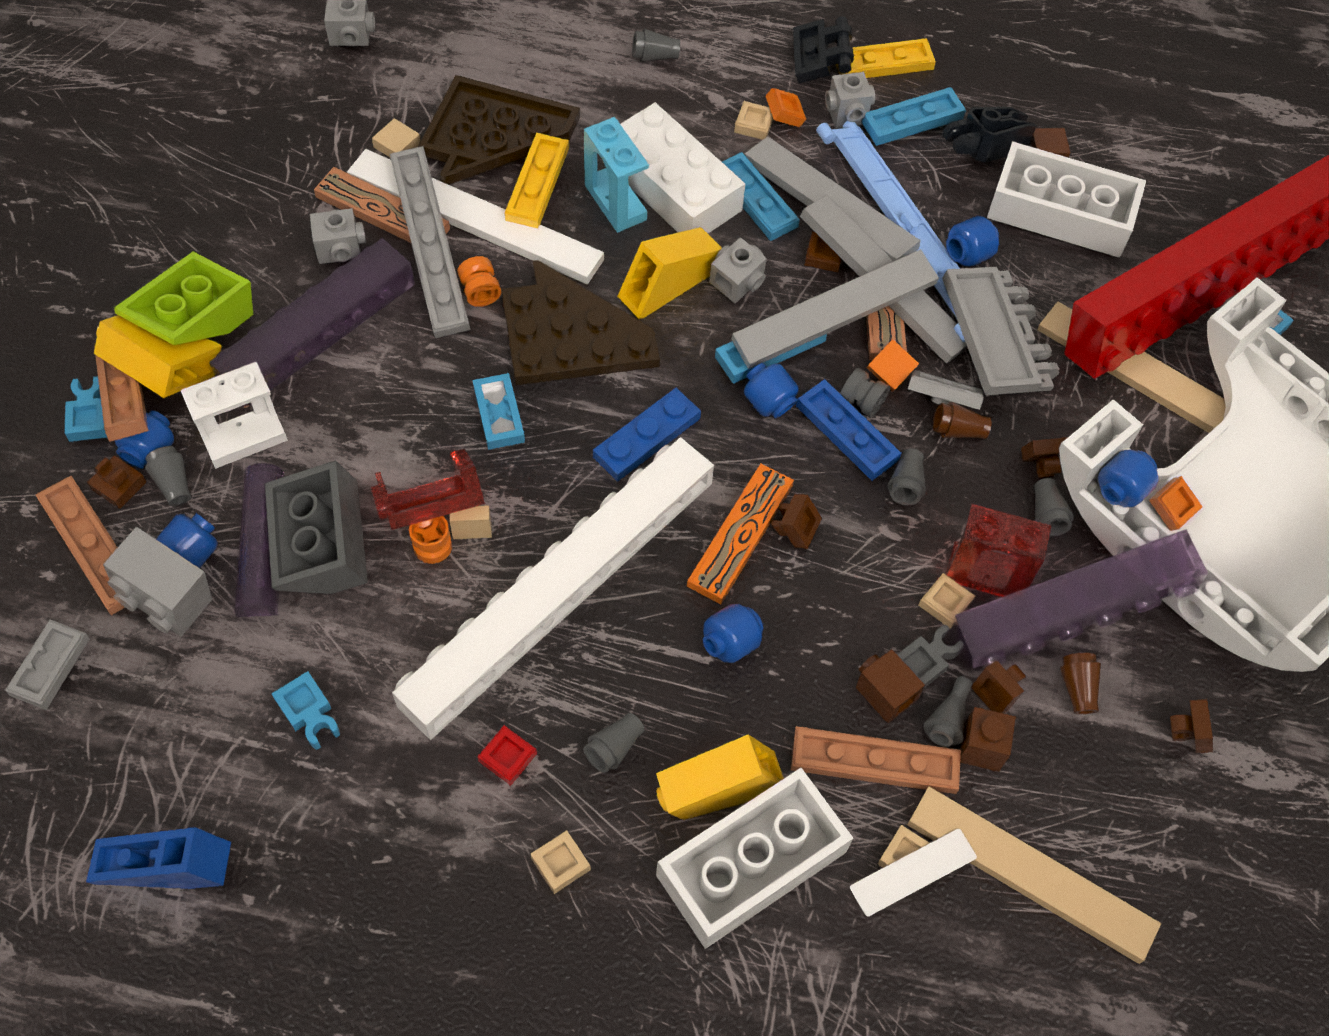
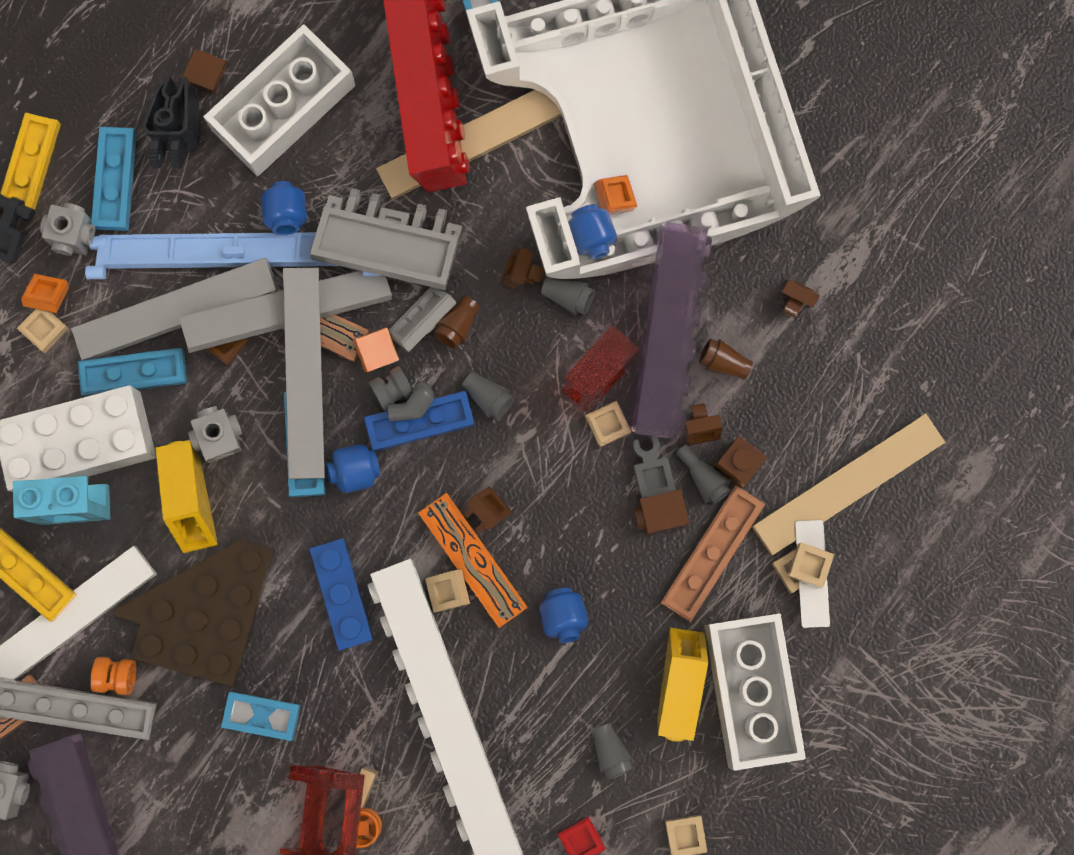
camera: 65 degrees left, 20 degrees up
(699, 519) = (447, 591): none -> tan tile
(861, 412) = (415, 406): none -> dark grey arm
(922, 861) = (810, 565): none -> tan tile

